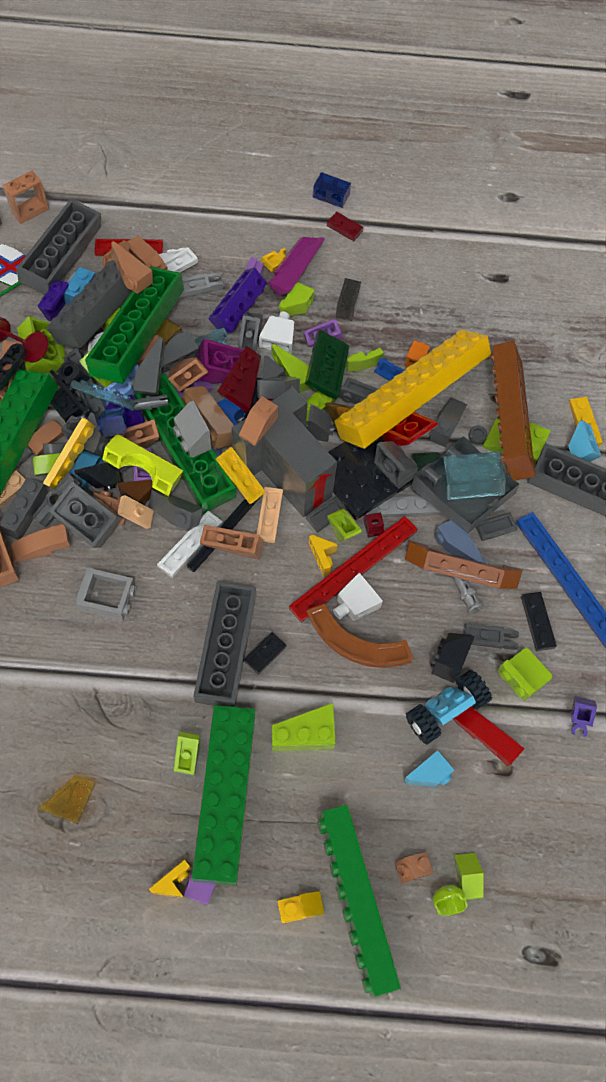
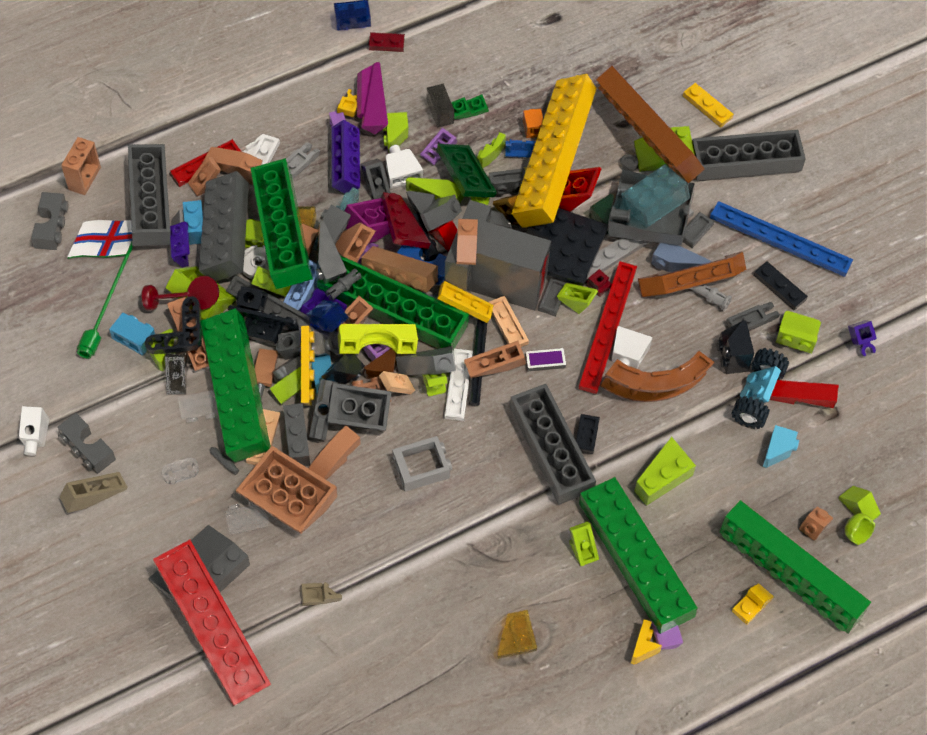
camera: 30 degrees left, 5 degrees down
(107, 395) = (292, 300): clear light blue plate -> none
(133, 272) = (244, 178): nougat slope -> none
(168, 531) = (435, 383): none -> lime slope
(192, 430) = (402, 284): light grey slope -> none
(279, 565) = (545, 359): none -> tile
(320, 550) = (571, 328): yellow slope -> none
(369, 313) = (469, 108): none -> green slope
(394, 463) = (587, 221): dark grey slope -> none
(447, 422) = (598, 157): dark grey slope -> none
(584, 443) = (720, 122): medium azure slope -> none

